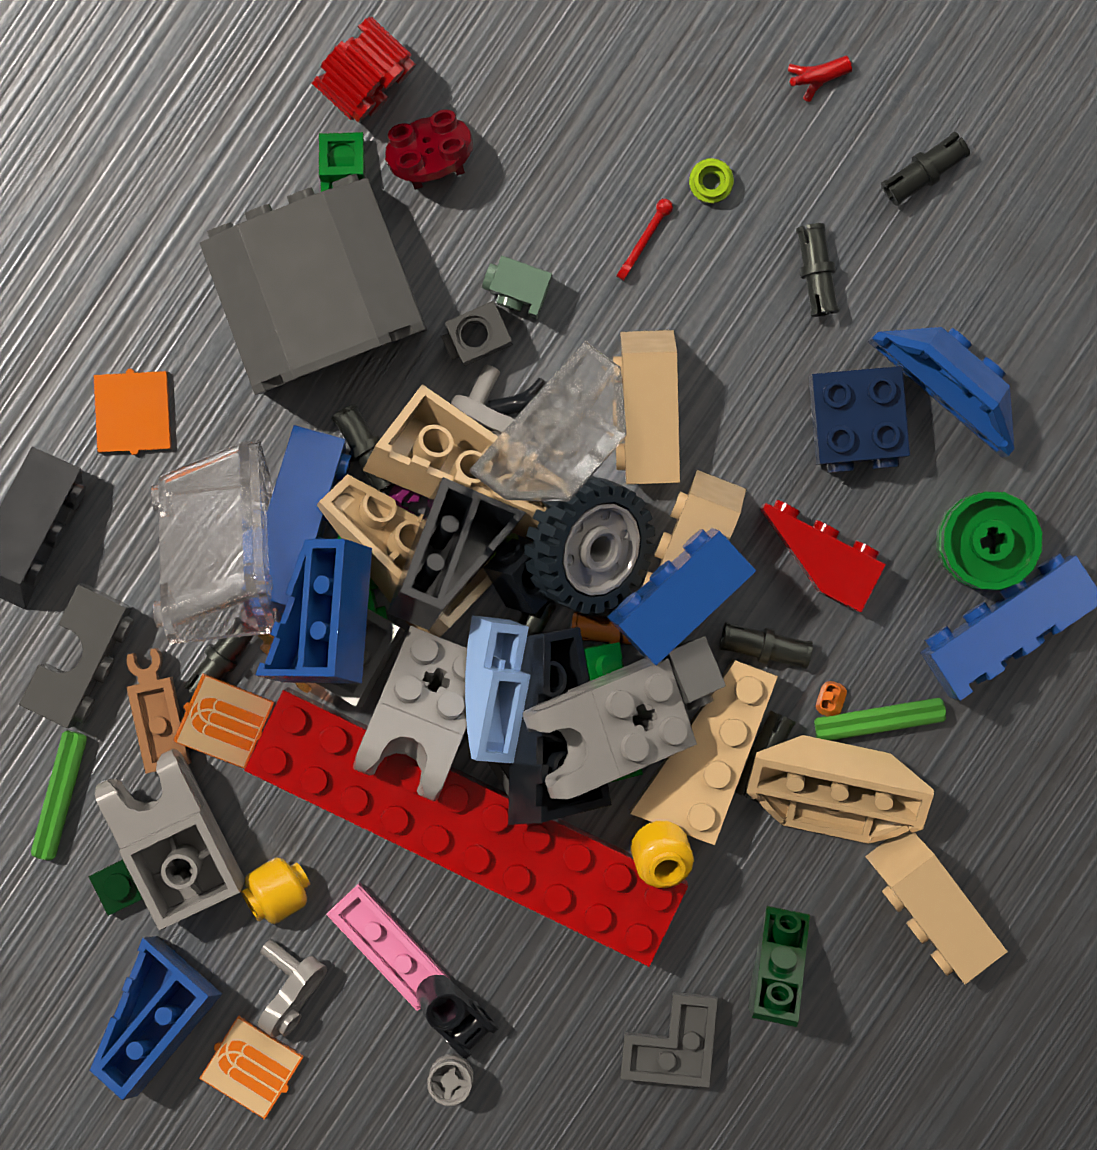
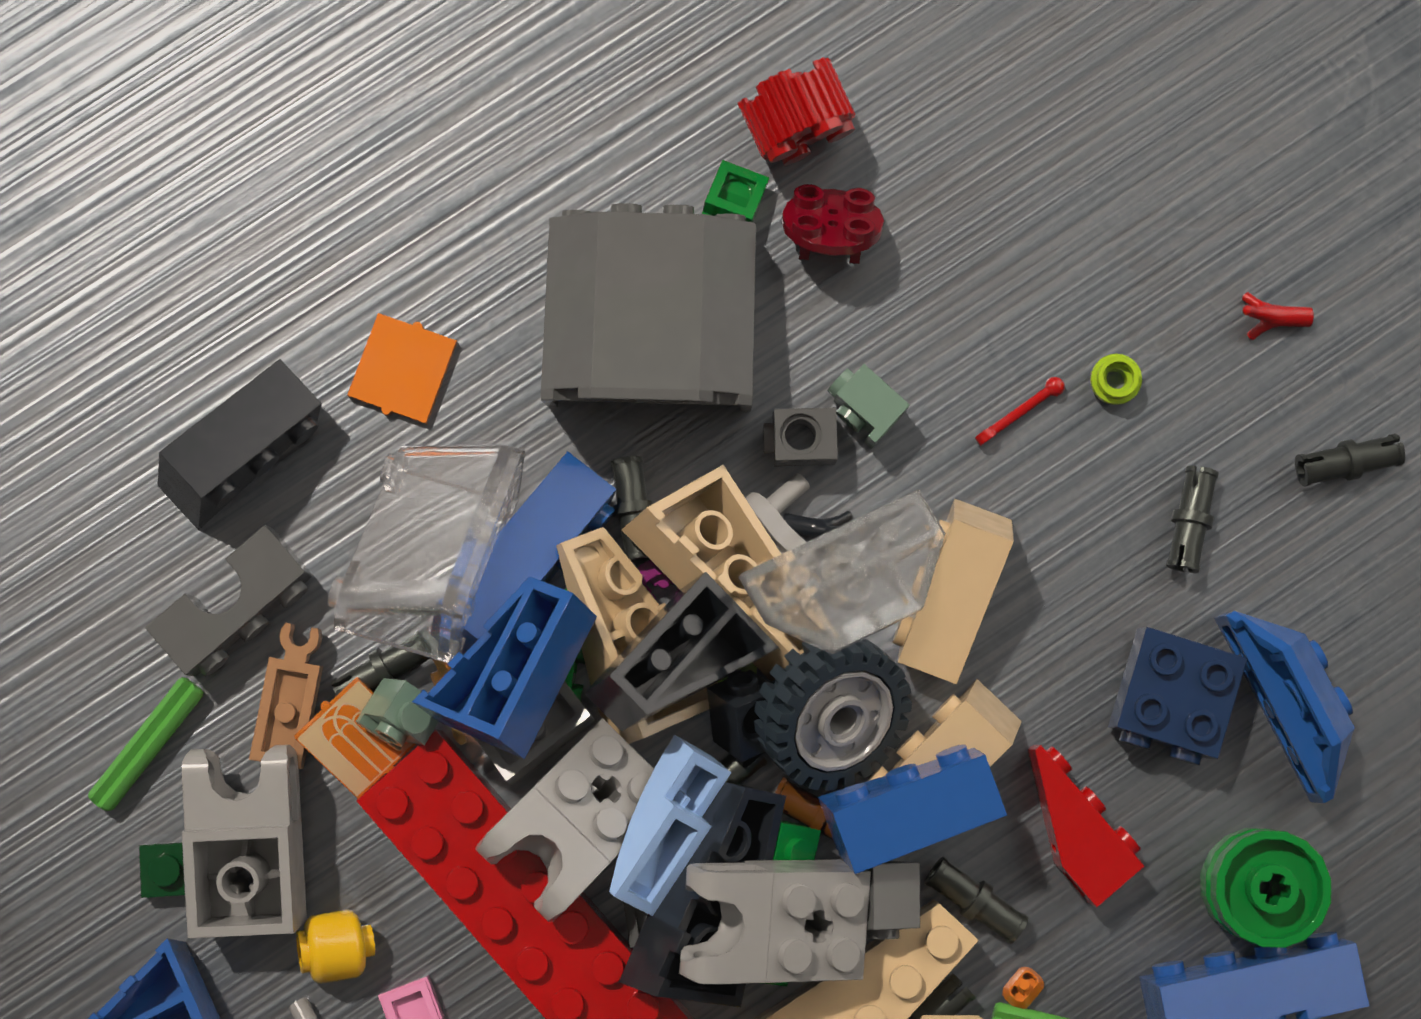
camera: 20 degrees right, 5 degrees down
(244, 692) = (394, 716): none -> sand green brick

